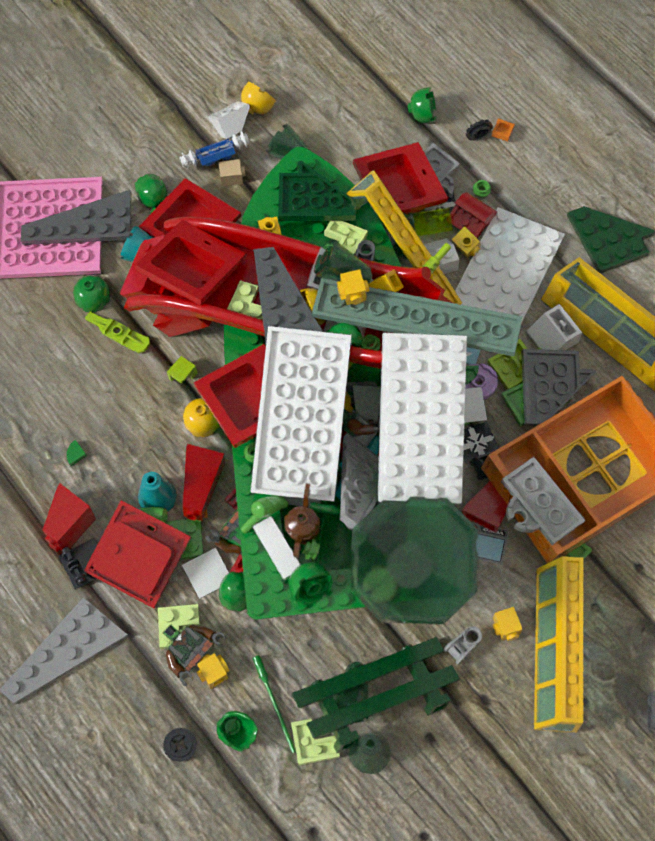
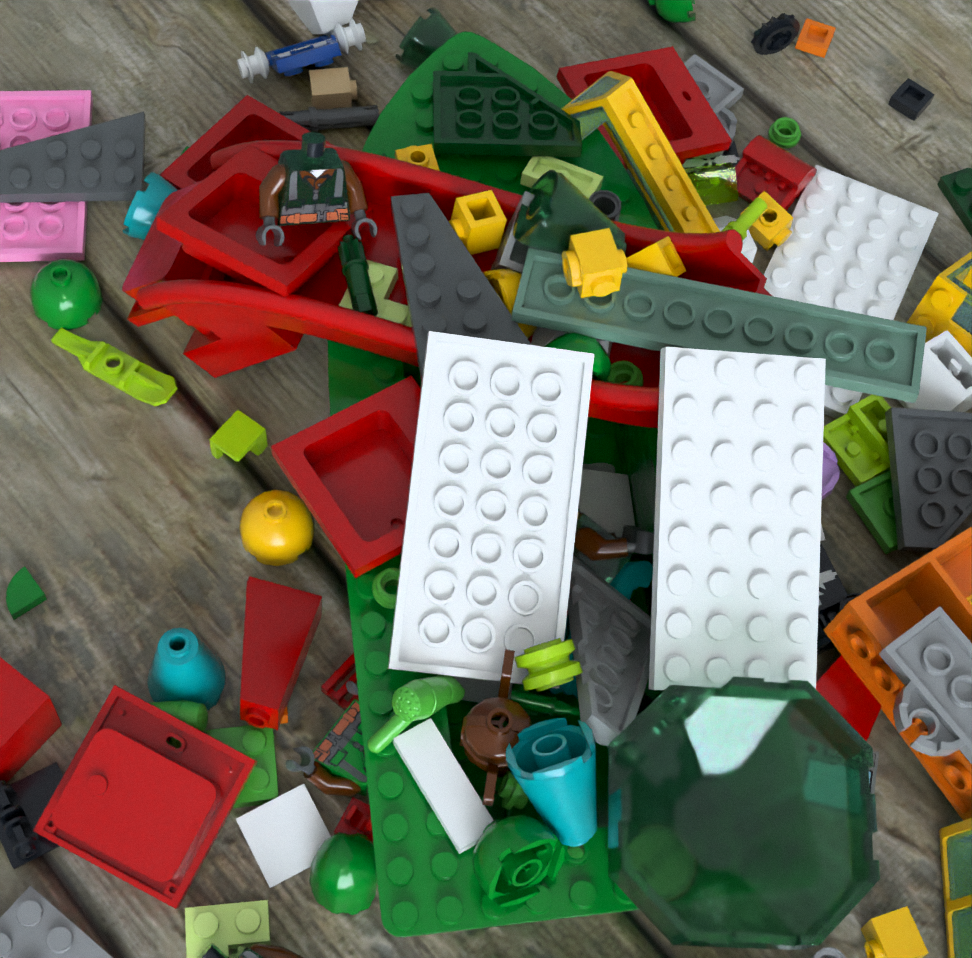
camera: 10 degrees left, 5 degrees down
(151, 190) = (181, 116): green hair -> none
(212, 247) = (310, 189): none -> torso
(231, 188) = (337, 118): none -> dark grey pin
(236, 287) = (357, 277): none -> dark green piece
(297, 262) = (478, 221): none -> yellow brick
(327, 490) = (548, 664): none -> lime wheel
(329, 544) = (559, 776): none -> teal cone
(555, 166) = (911, 99): none -> black plate

